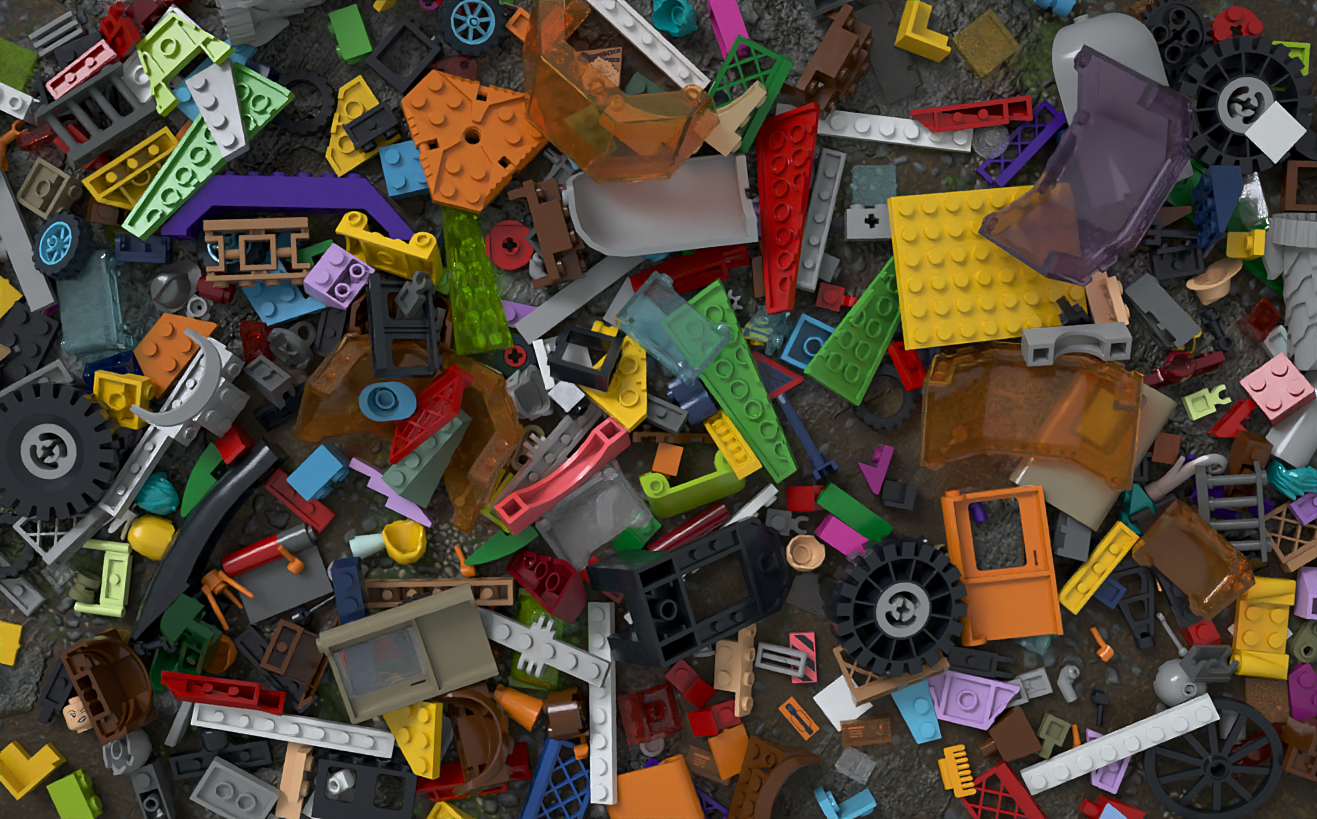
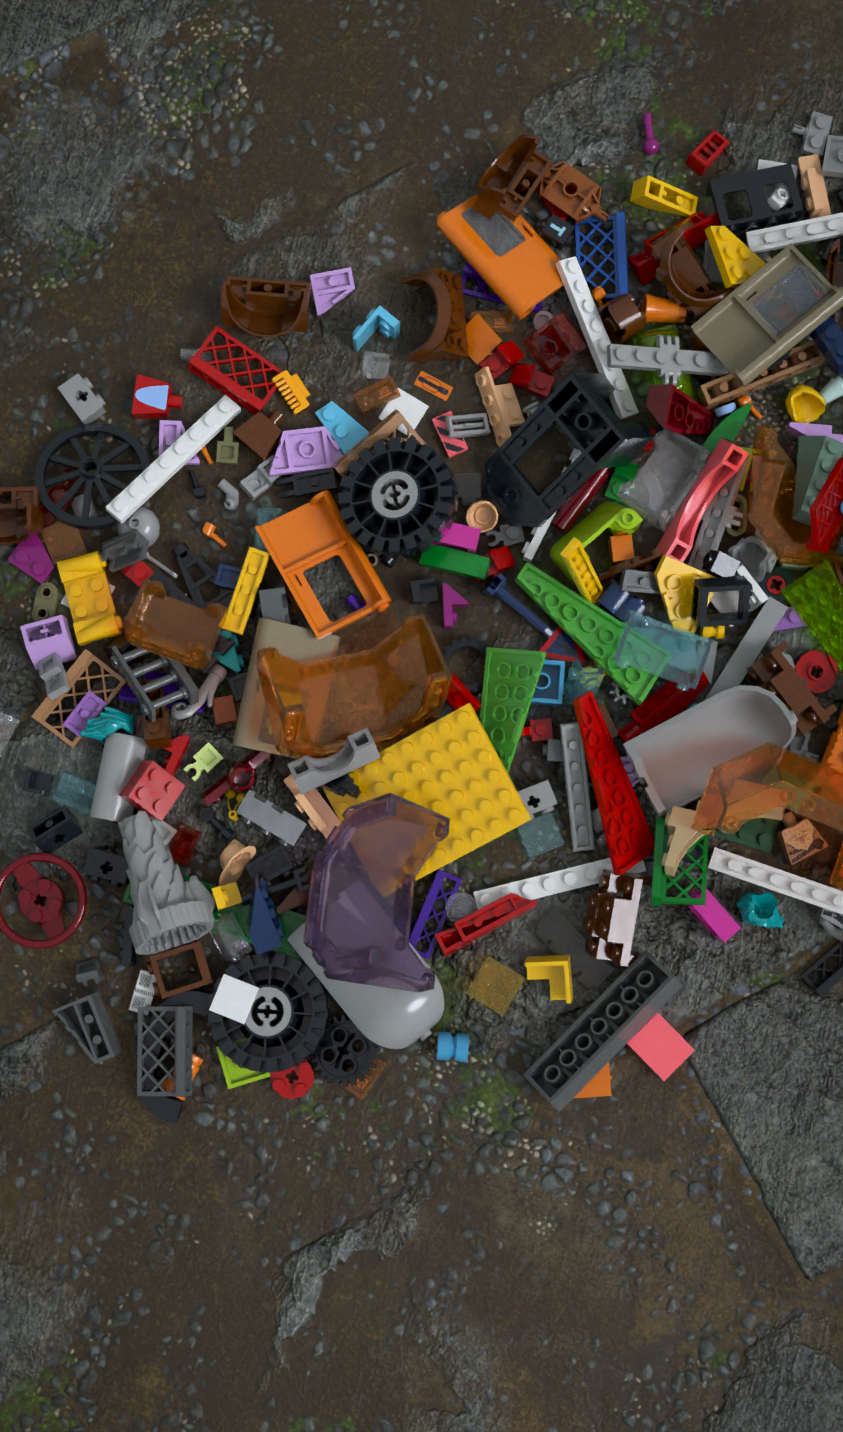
camera: 155 degrees right, 5 degrees down
(492, 568) = (725, 410): none -> light blue tile

